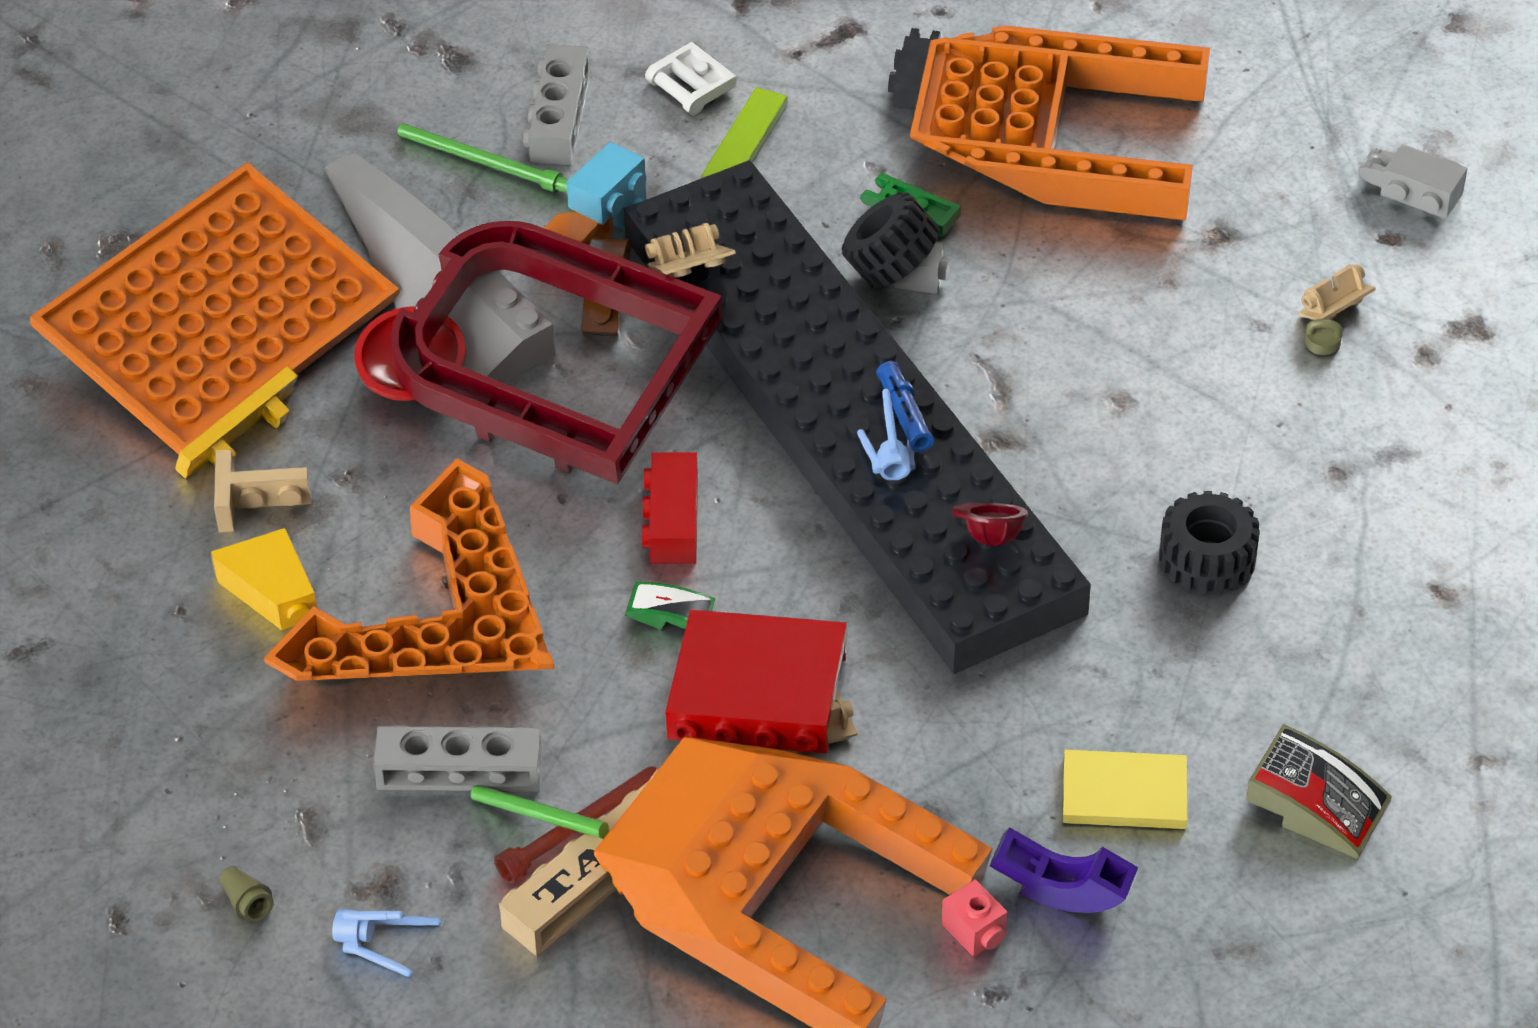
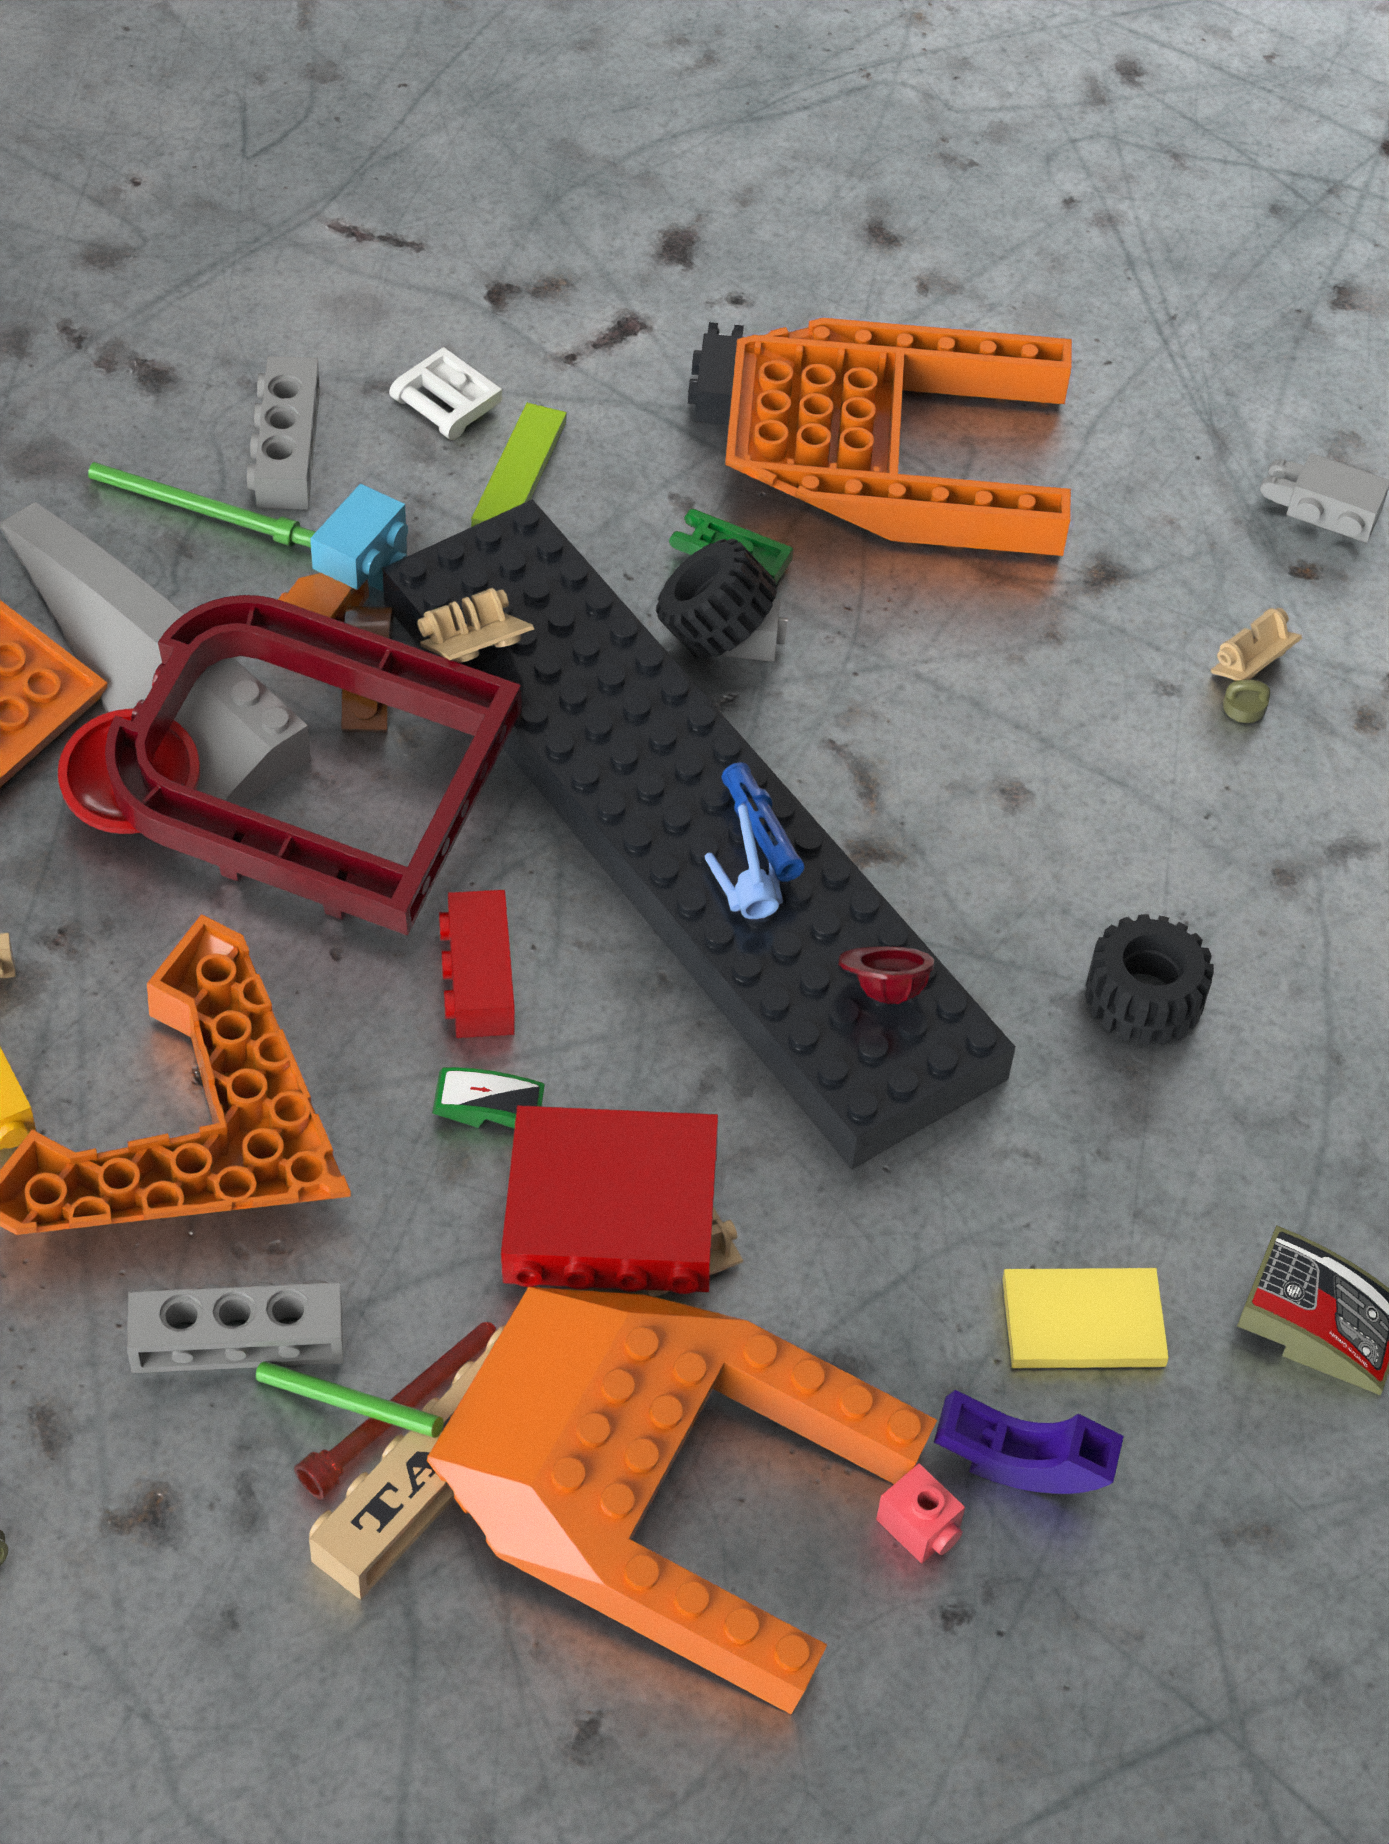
camera: 10 degrees left, 5 degrees up
(356, 926) = (123, 1577): light blue plant -> none

